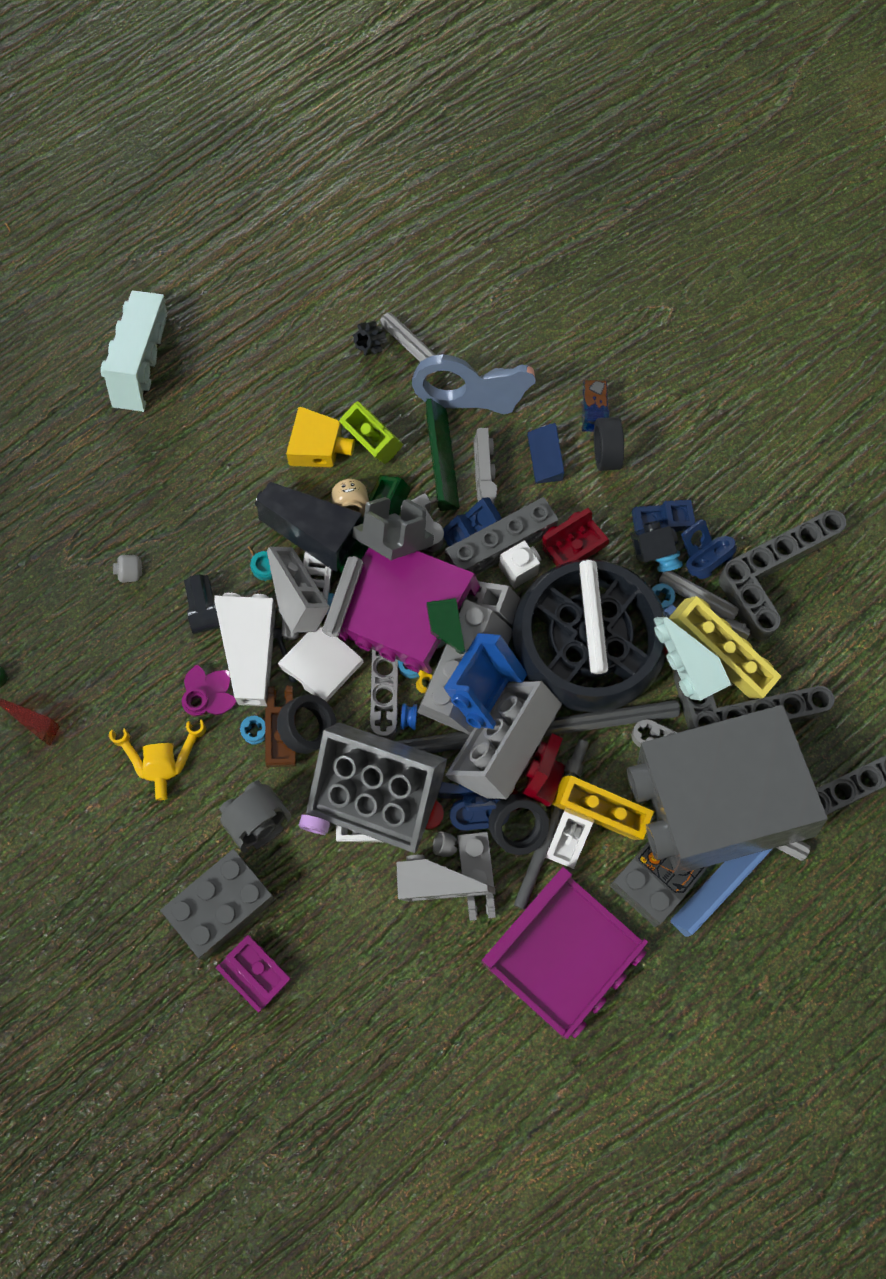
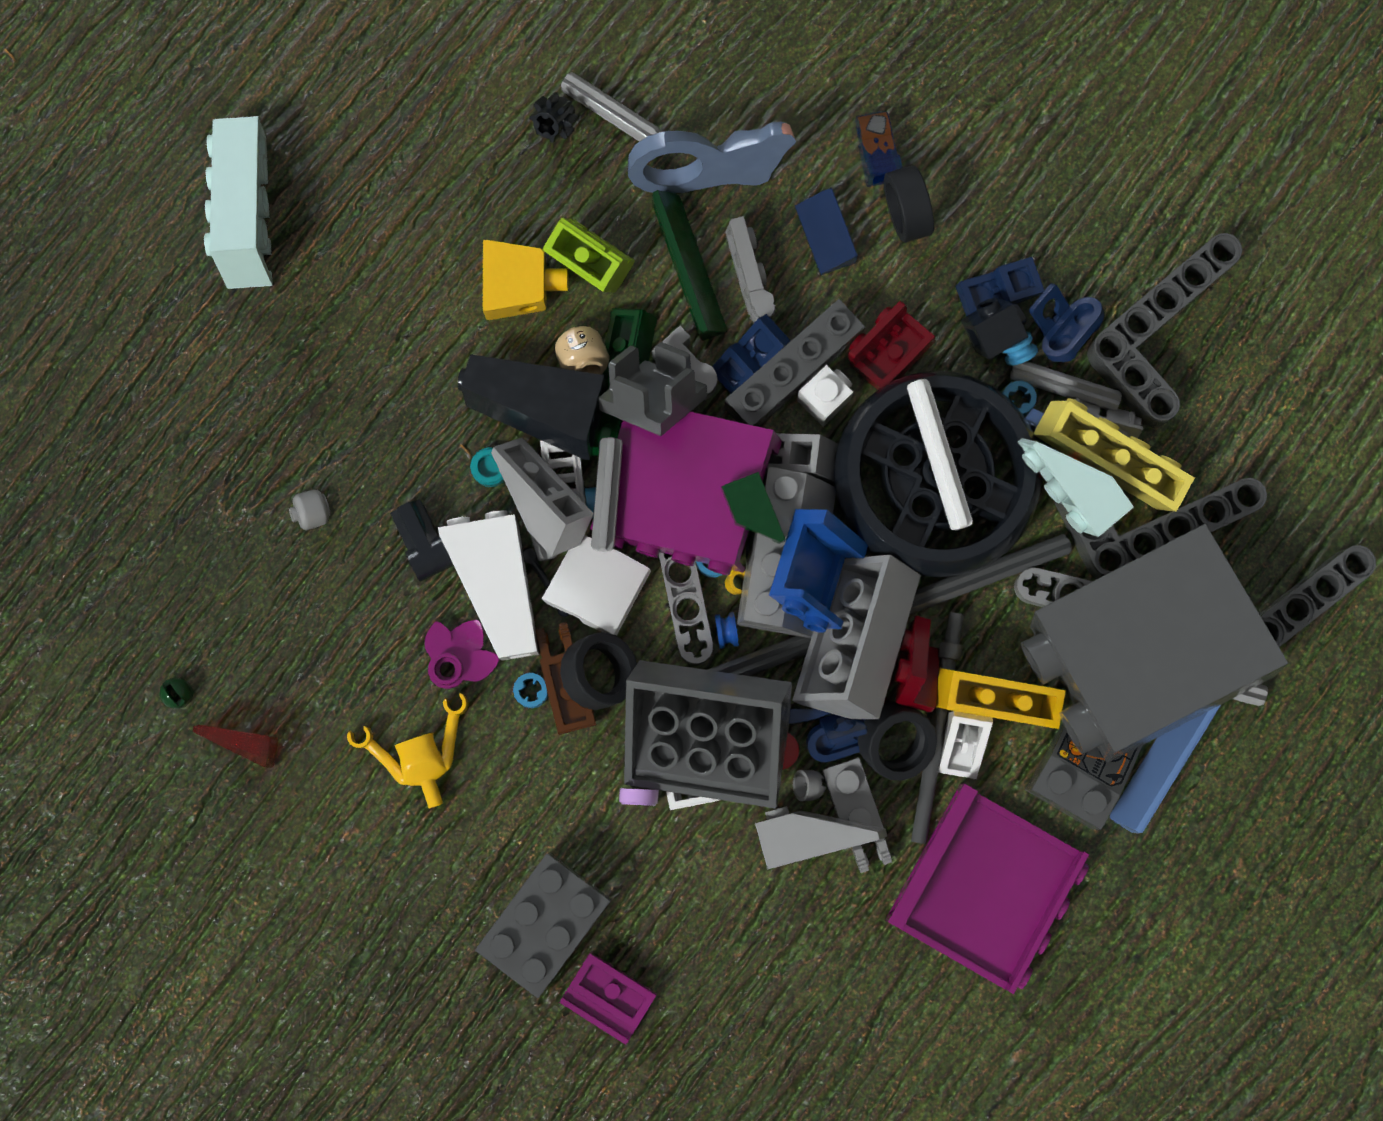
camera: 10 degrees left, 10 degrees up
(254, 816) = (561, 805): dark grey brick -> none

